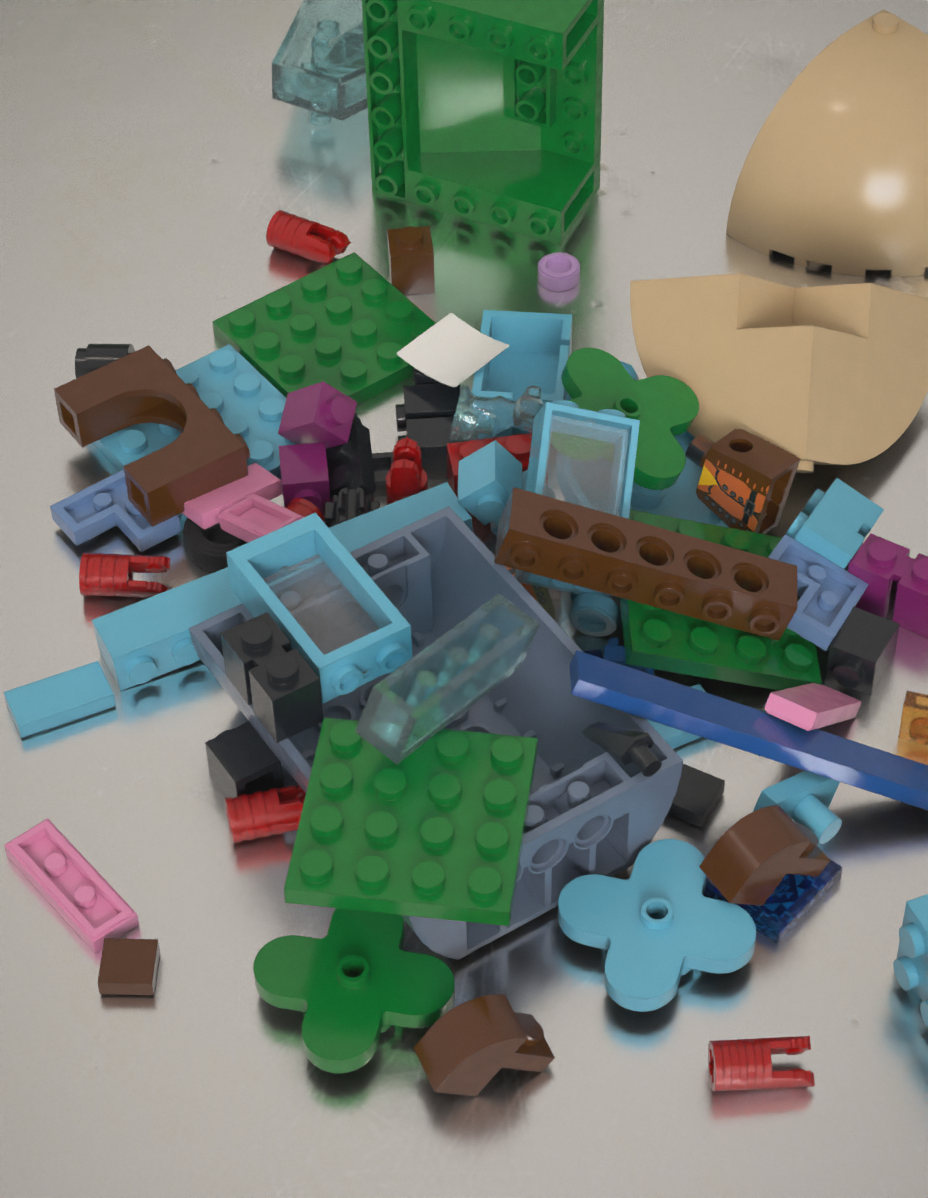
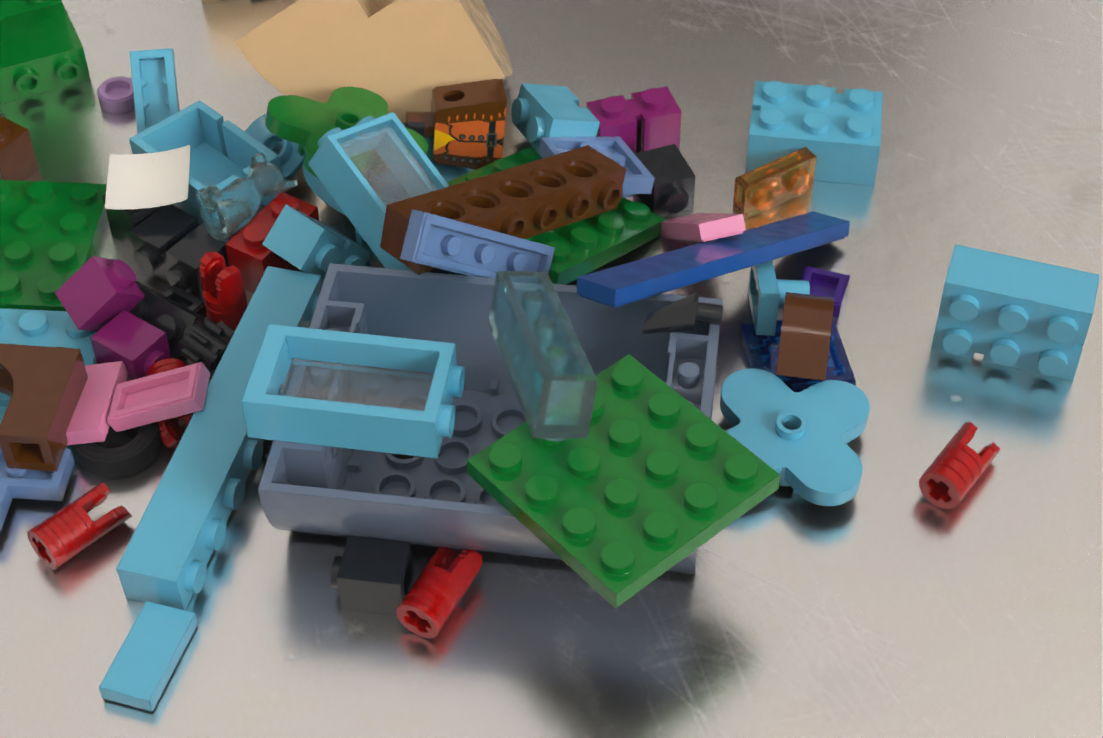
camera: 50 degrees left, 0 degrees up
(272, 677) = (417, 453): black piece -> none
(353, 986) = (668, 650): green plant -> none
(477, 1041) = (805, 606): reddish brown brick -> none
(553, 579) = (470, 248): none -> medium blue tile
(570, 281) = (154, 86): none -> medium azure tile
(869, 845) = (828, 284): none -> dark purple tile

